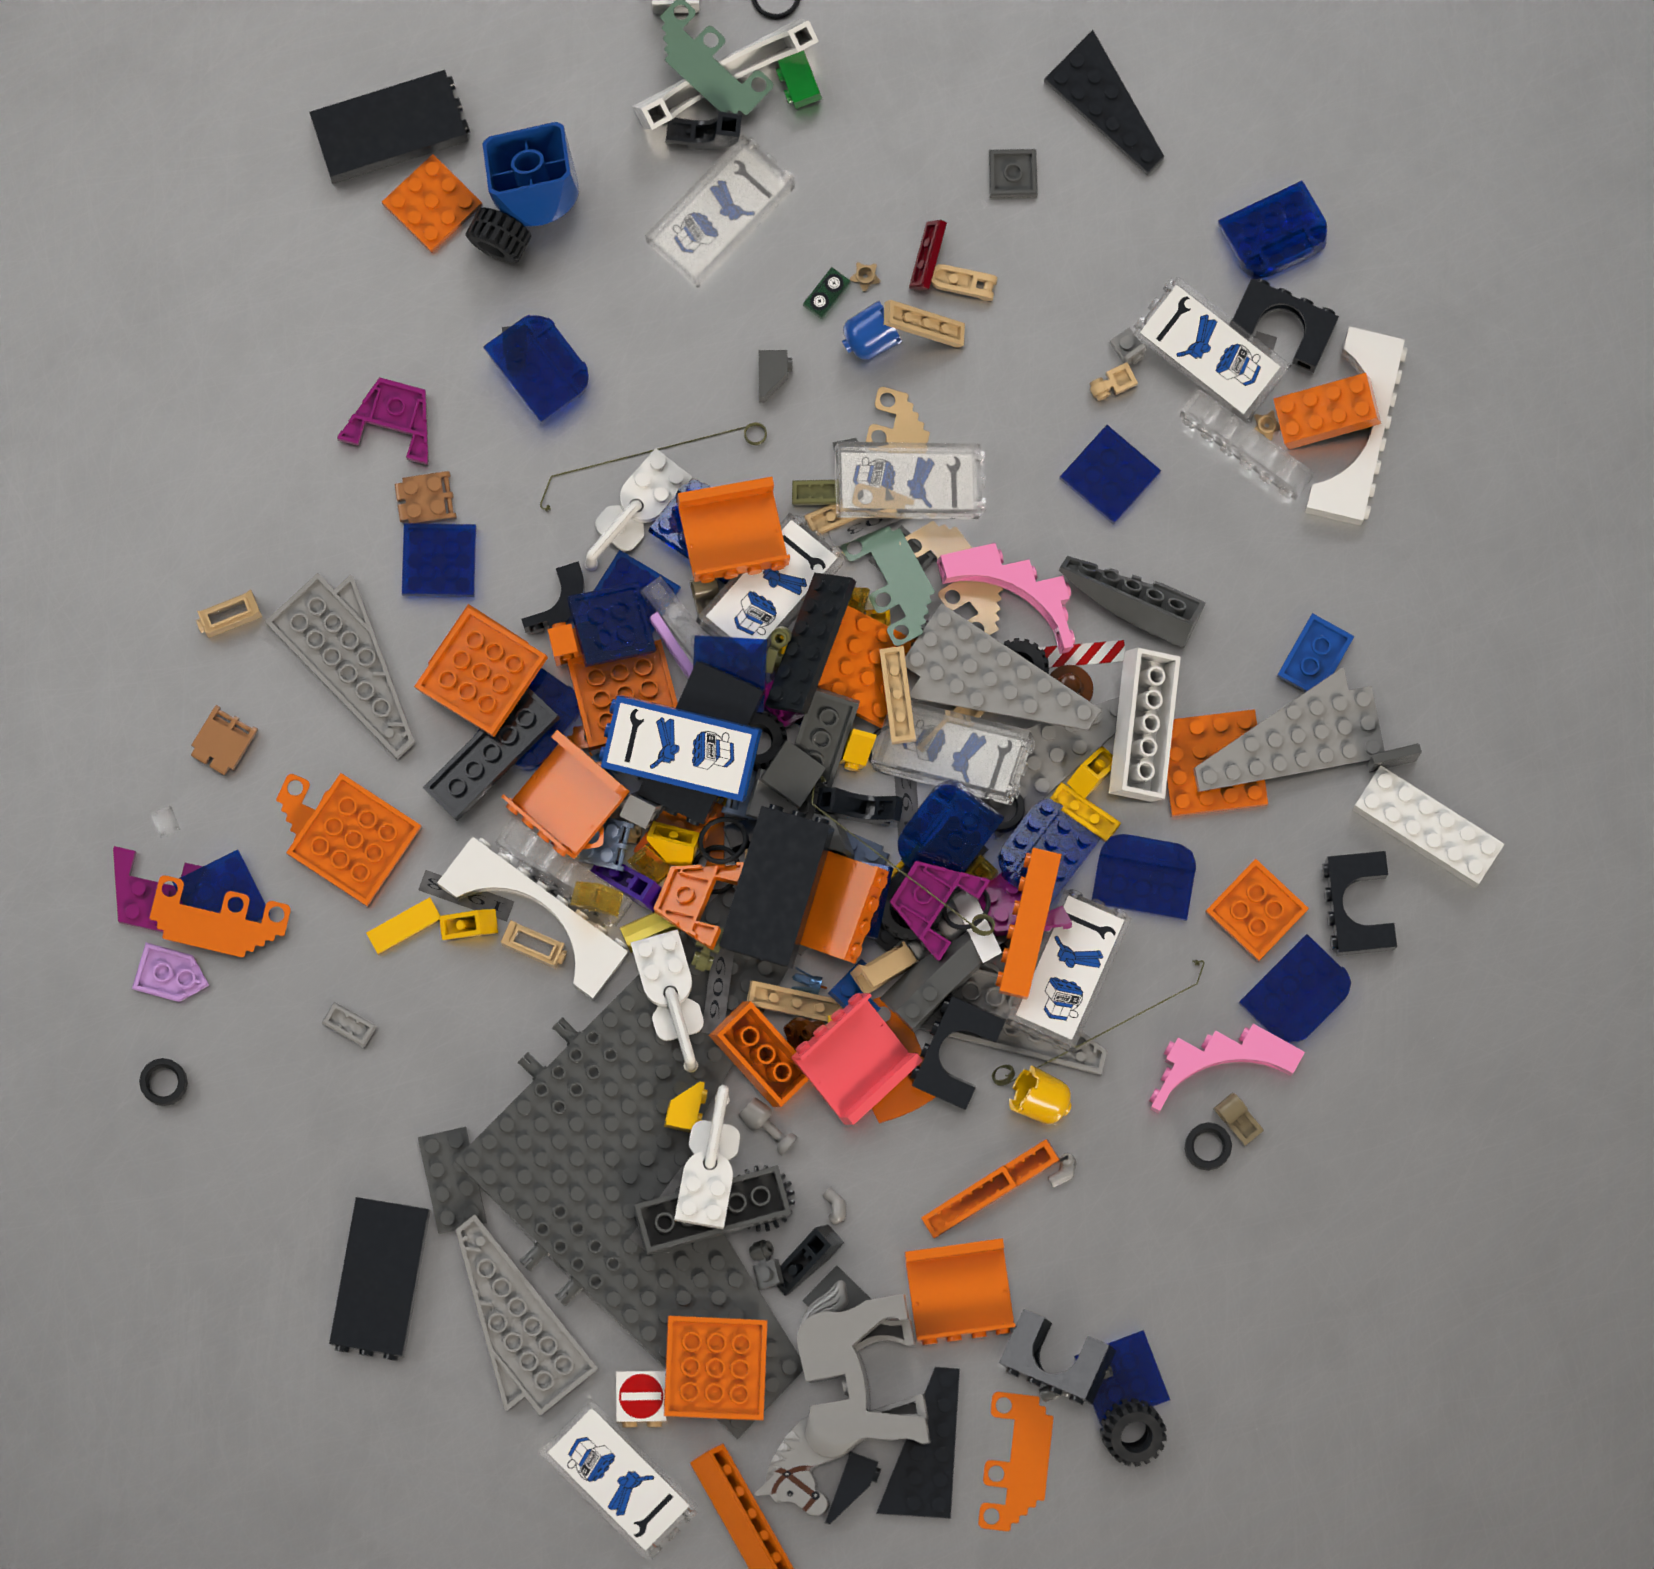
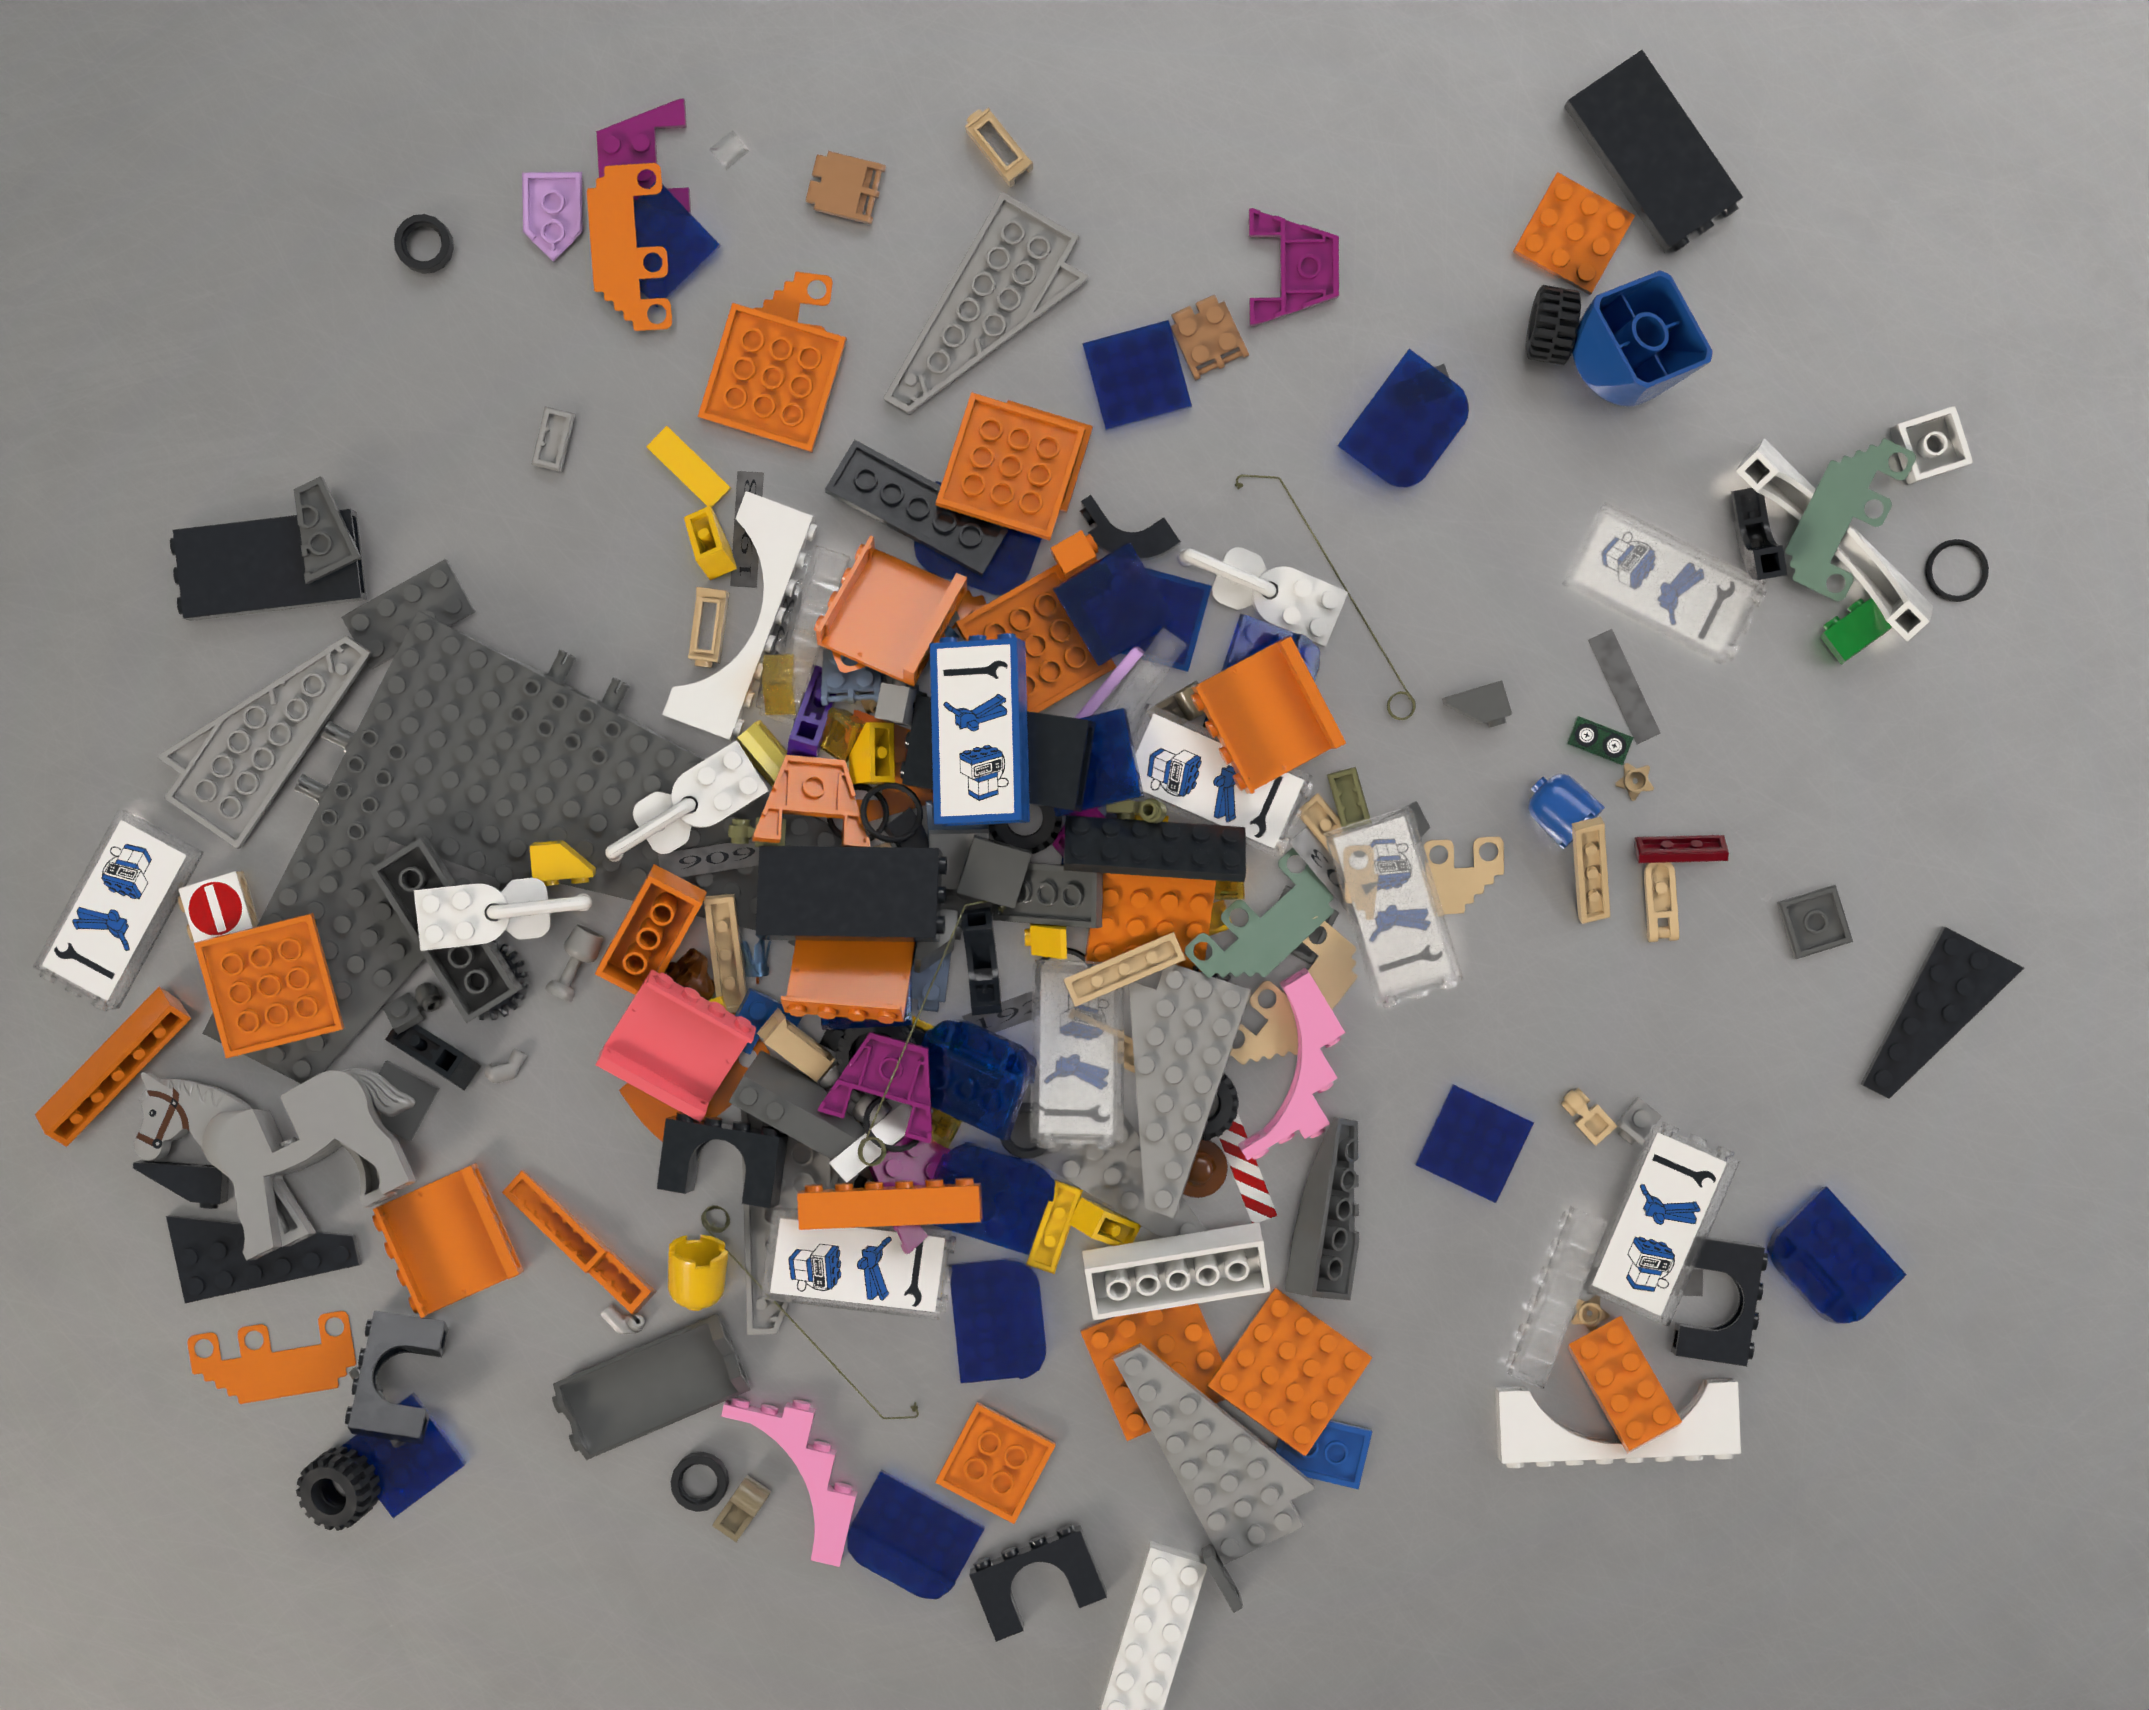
camera: 75 degrees right, 10 degrees up
(368, 1221) = (323, 532): none -> dark grey wing
(790, 263) = (1624, 686): none -> flat silver sticker
(1122, 1162) = (650, 1387): none -> dark grey cylinder
(1248, 662) = (1289, 1372): none -> orange plate

